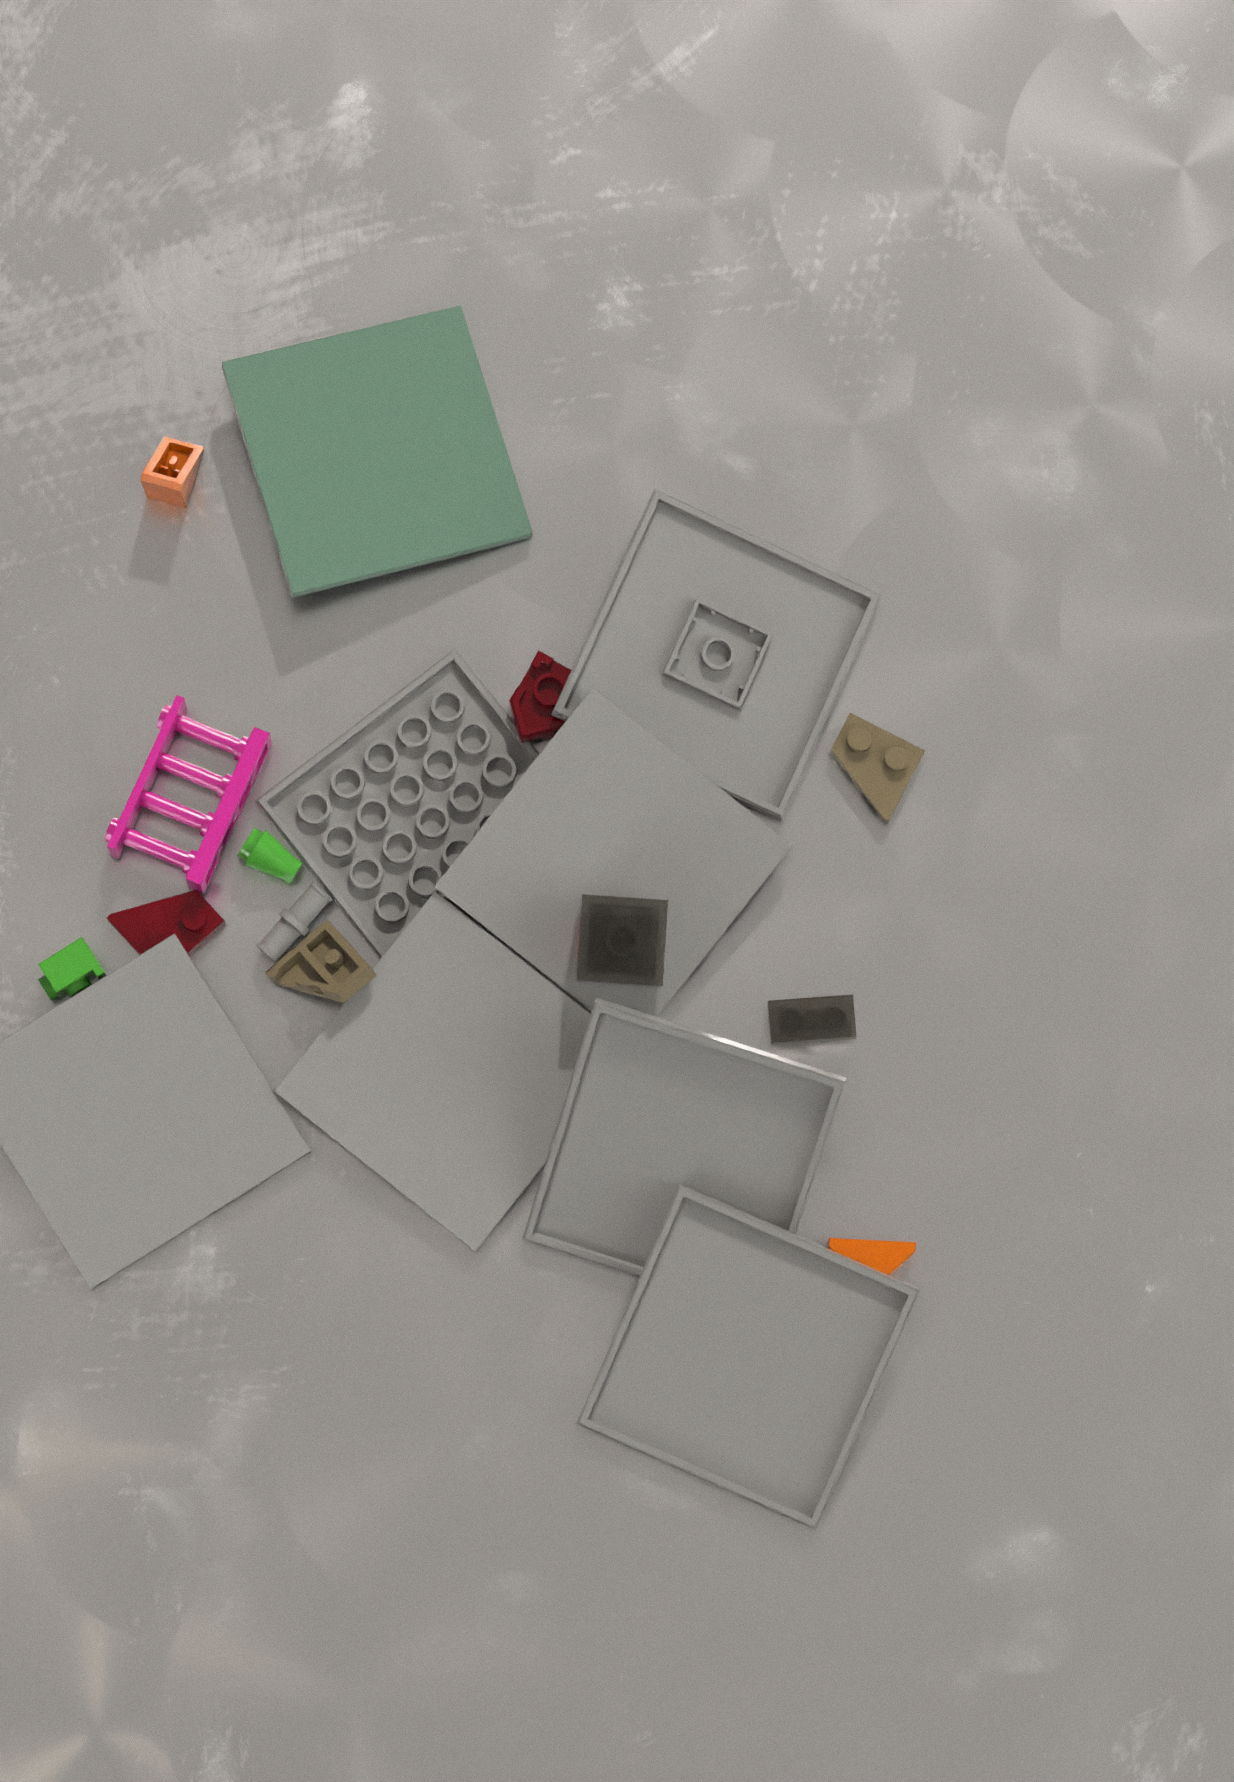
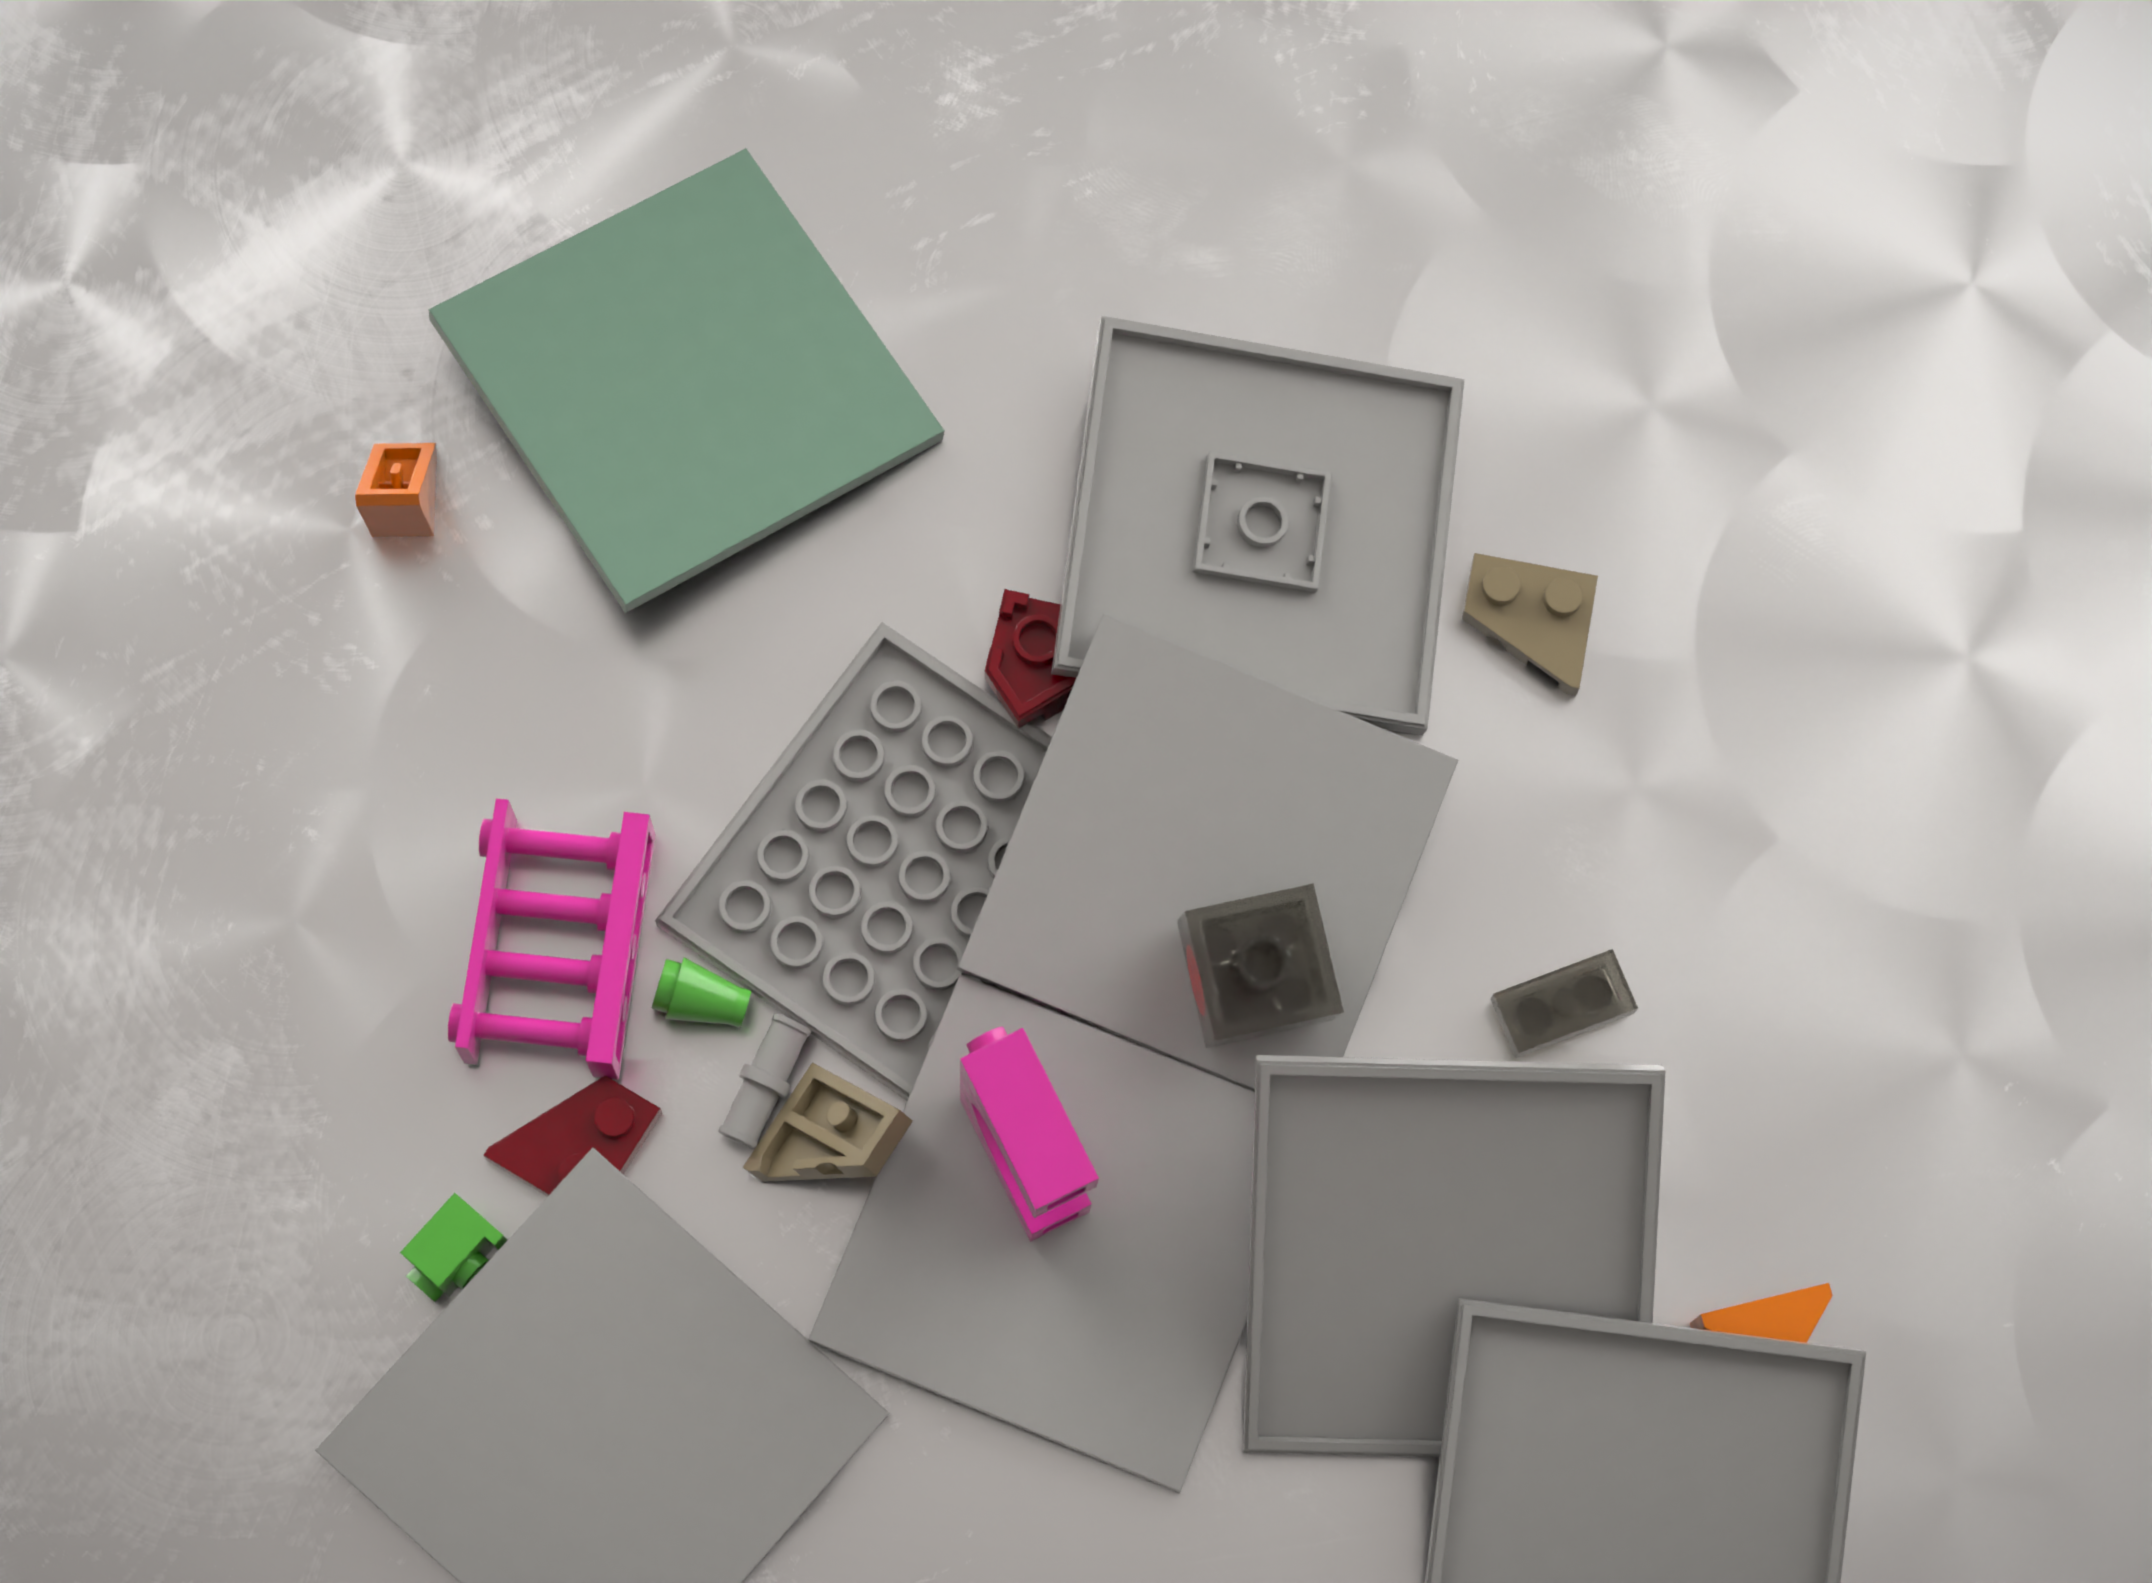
camera: 15 degrees left, 5 degrees down
(437, 1004) = (1025, 1131): none -> dark pink arch

